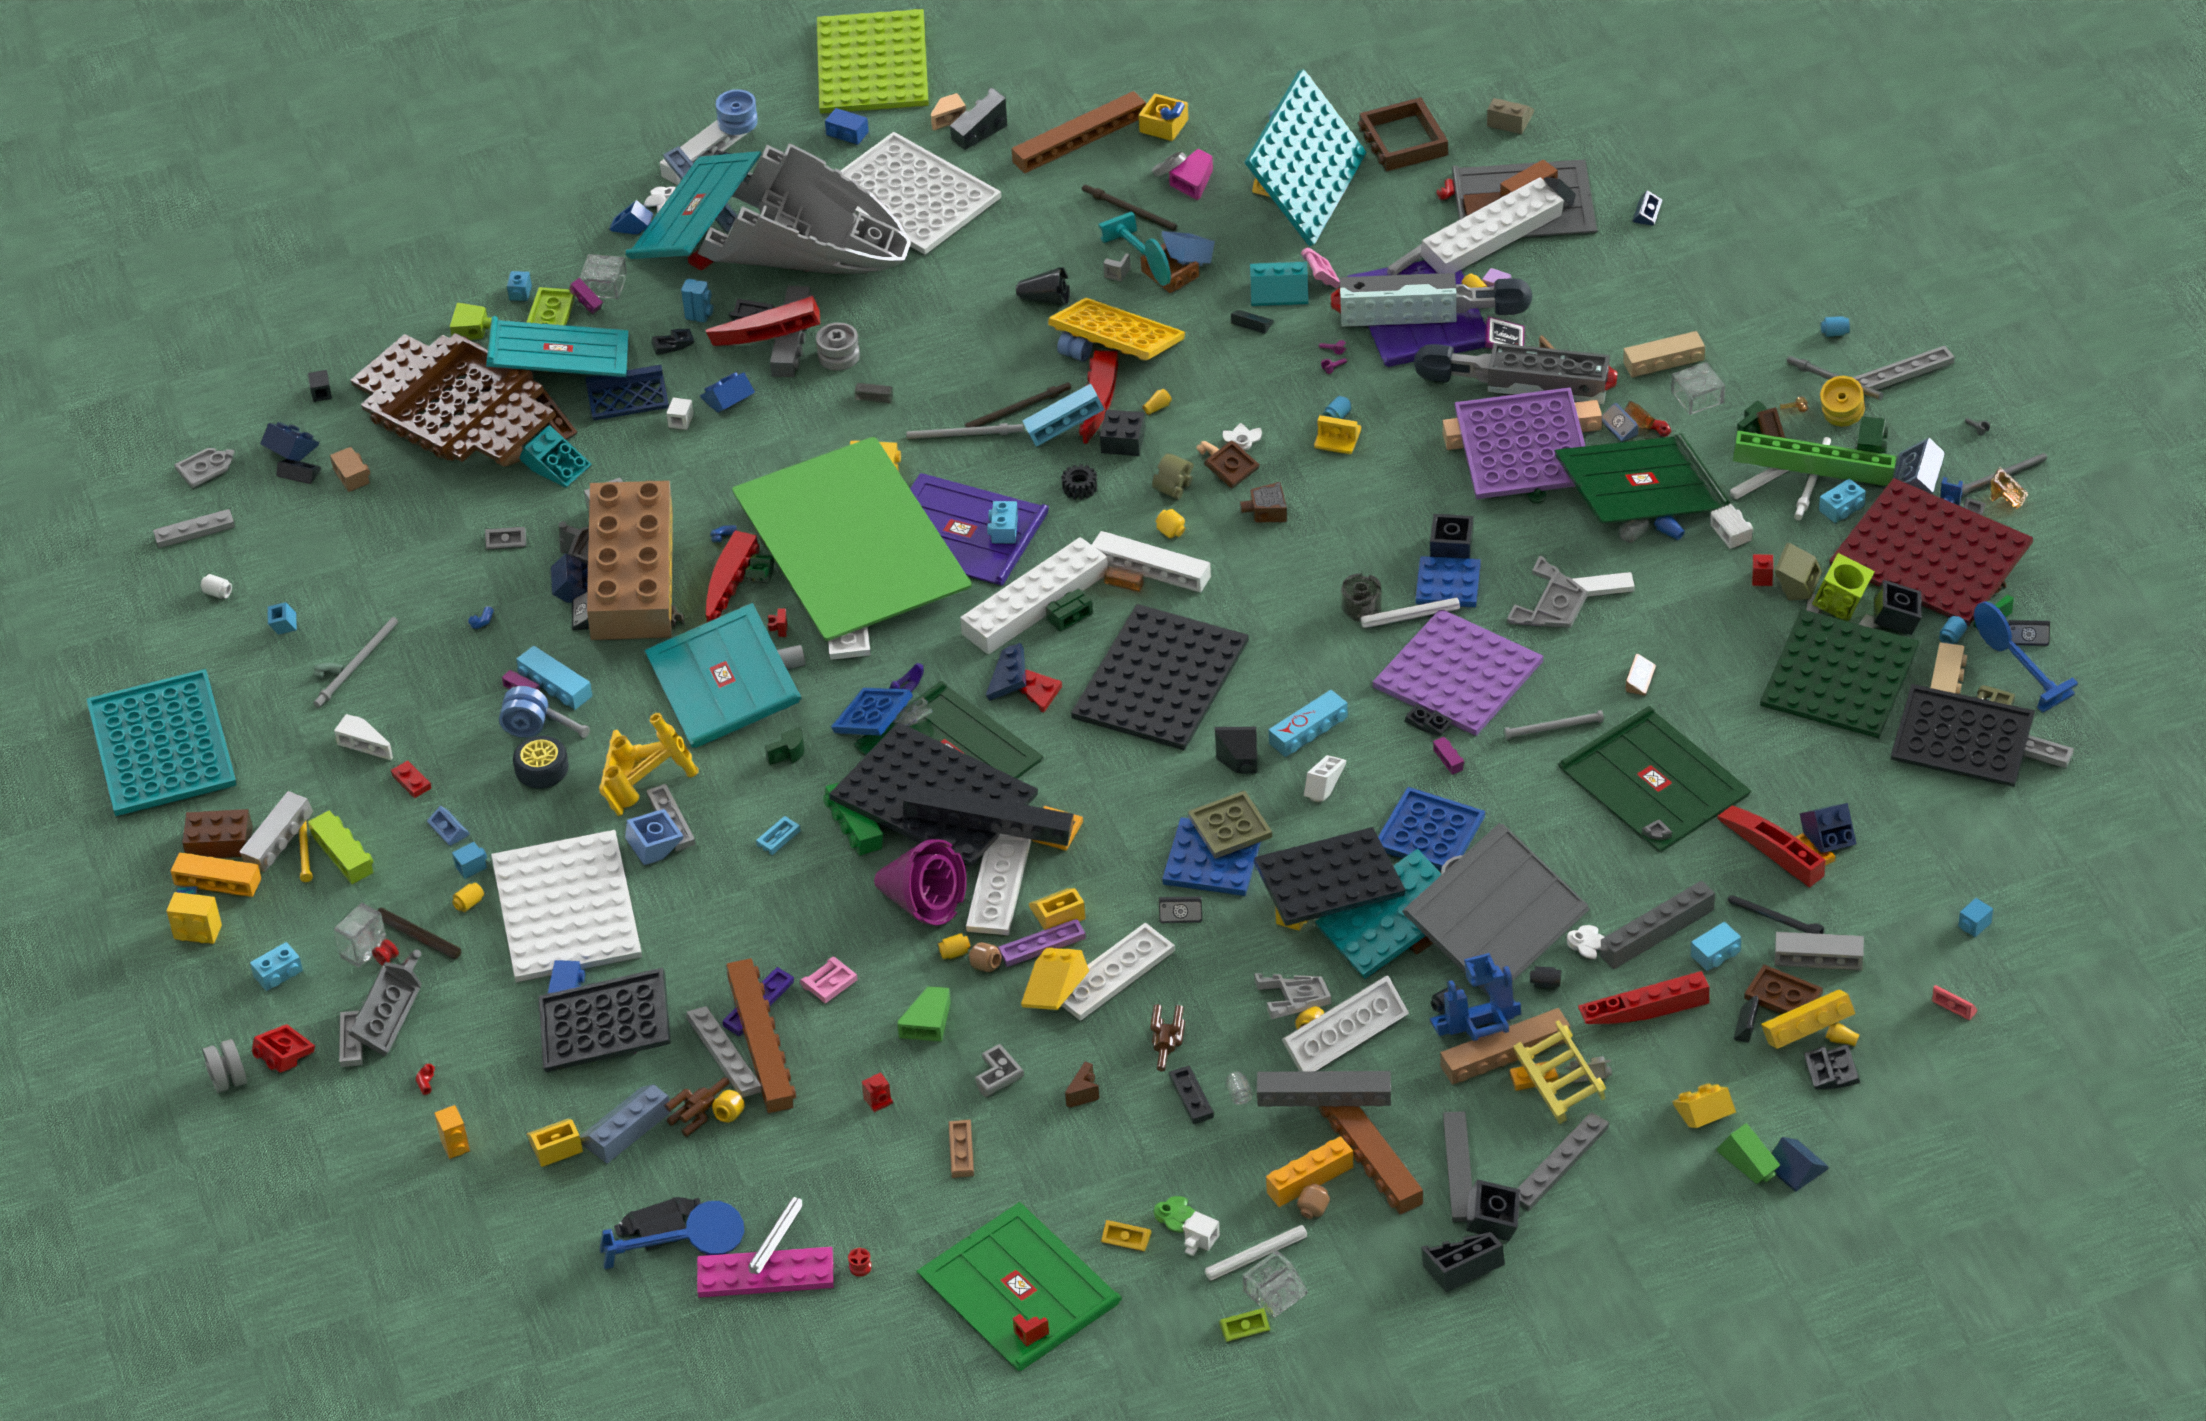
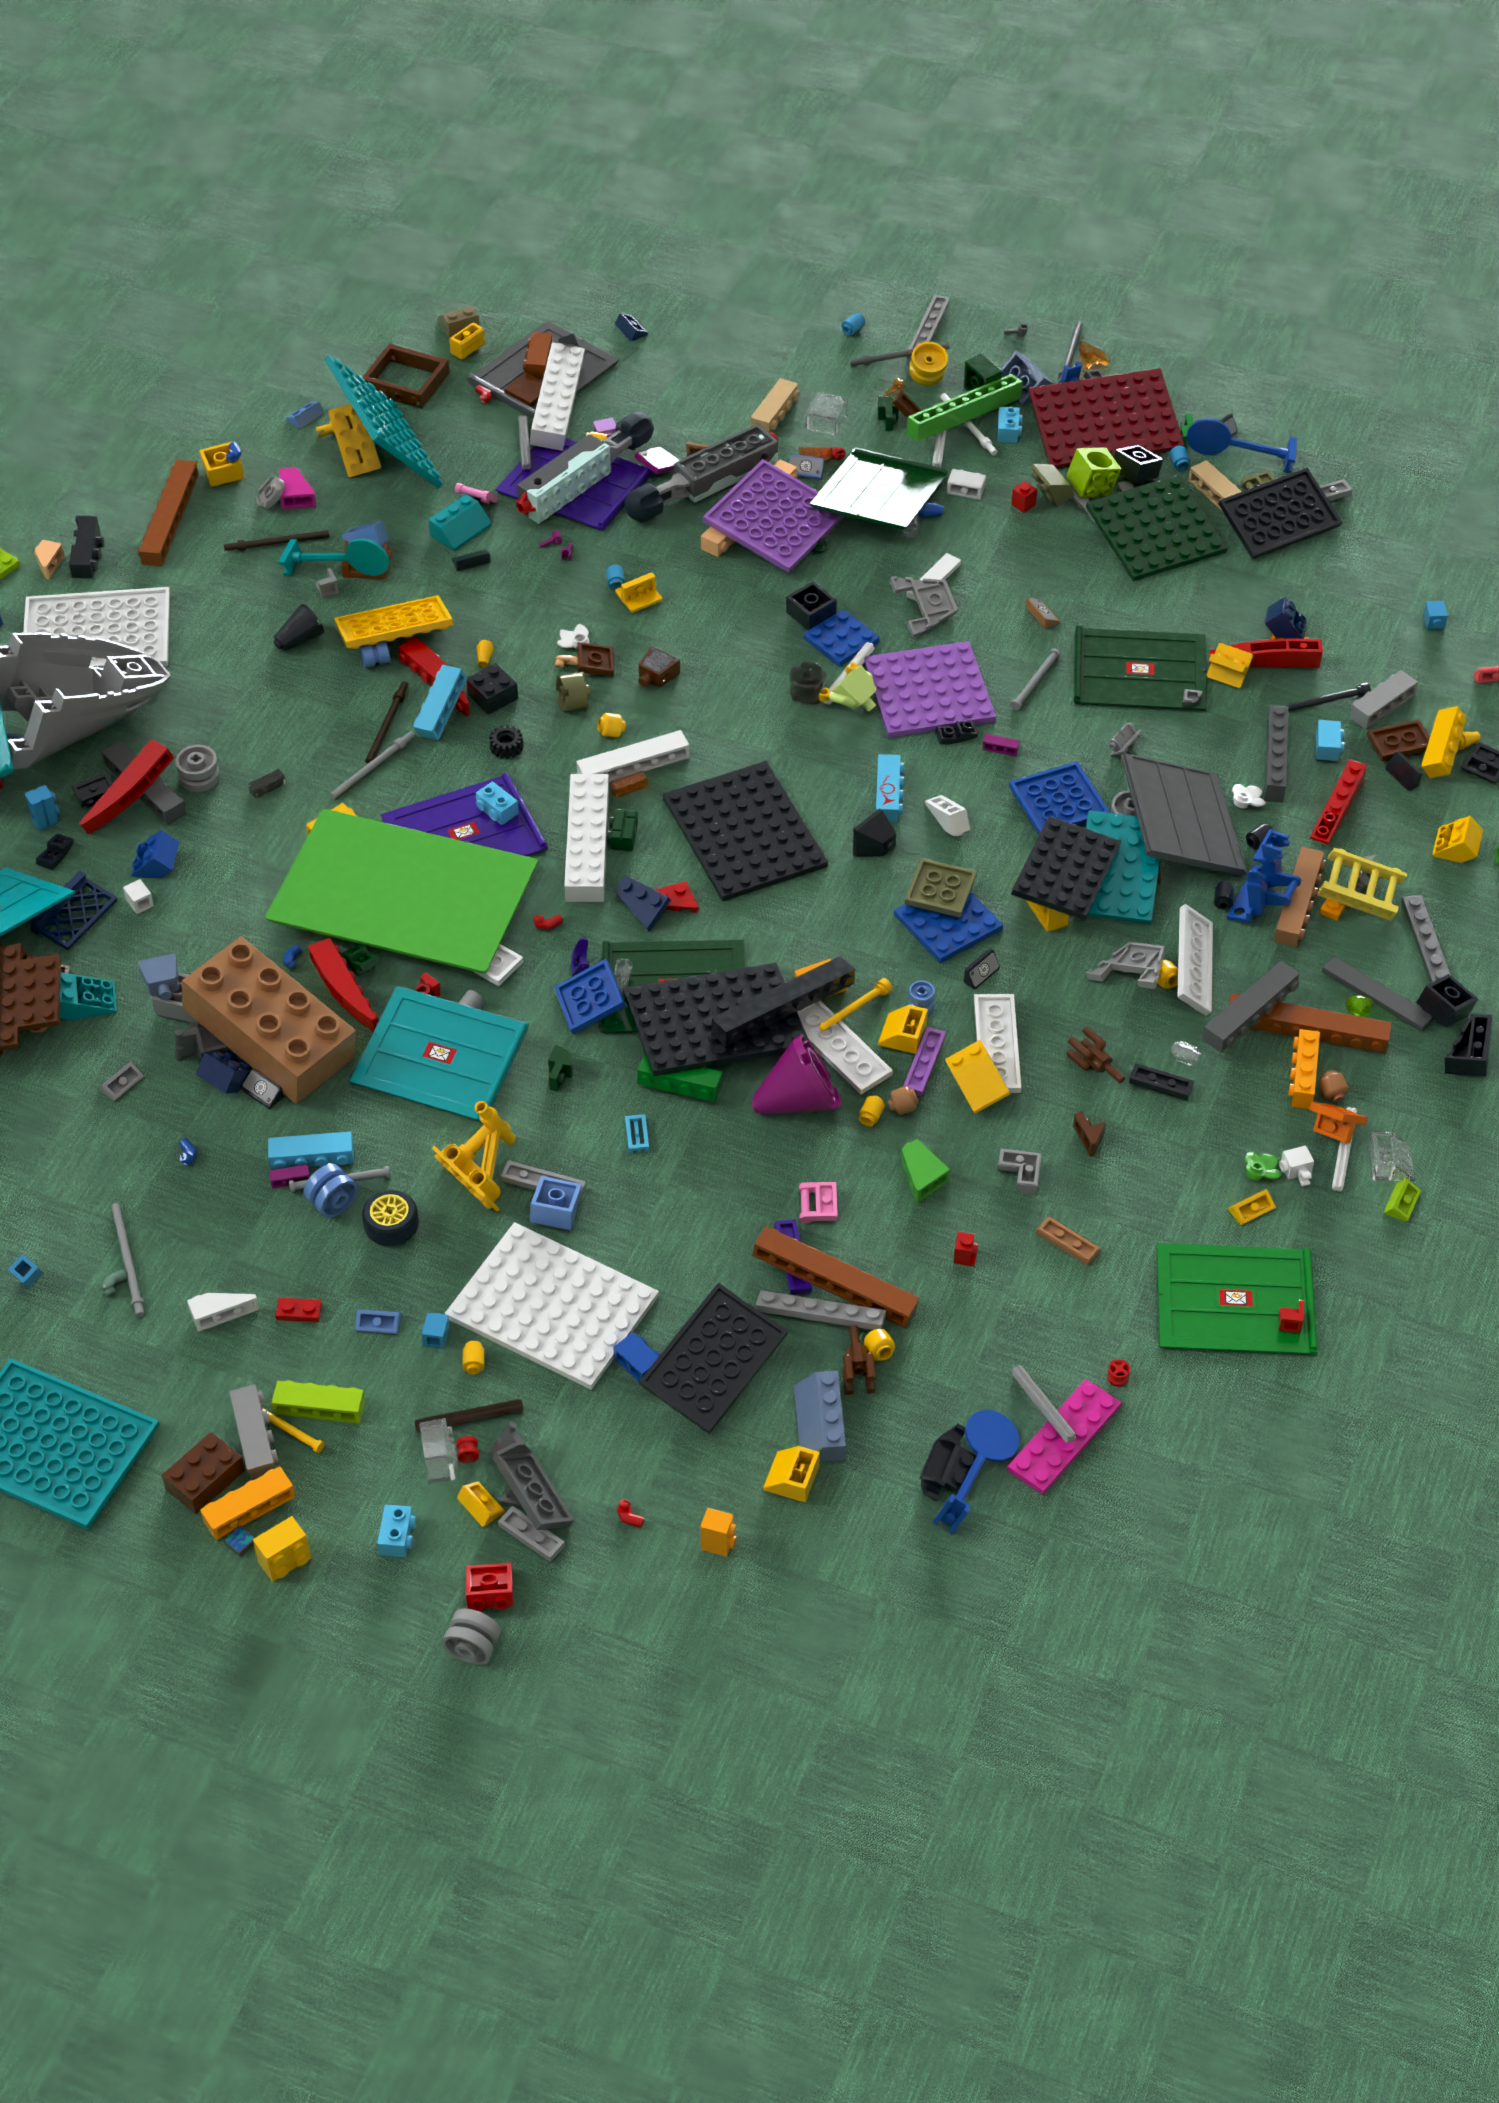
camera: 50 degrees left, 5 degrees up
(351, 993) = (480, 1503): none -> yellow slope
(604, 470) = (160, 975): none -> sand blue torso
(923, 639) = (542, 923): none -> red arm
(1086, 866) = (881, 988): none -> yellow piece
(1100, 895) = (922, 995): none -> medium blue wheel
(1270, 1220) = (1336, 1121): none -> orange bracket
(1386, 625) = (853, 689): none -> yellowish green torso
(1422, 1162) = (1358, 1005): none -> clear neon green brick
(1487, 135) = (467, 341): none -> yellow brick
(1540, 823) = (1128, 736): none -> light grey hinge
(1723, 825) = (1229, 665): none -> yellow bracket

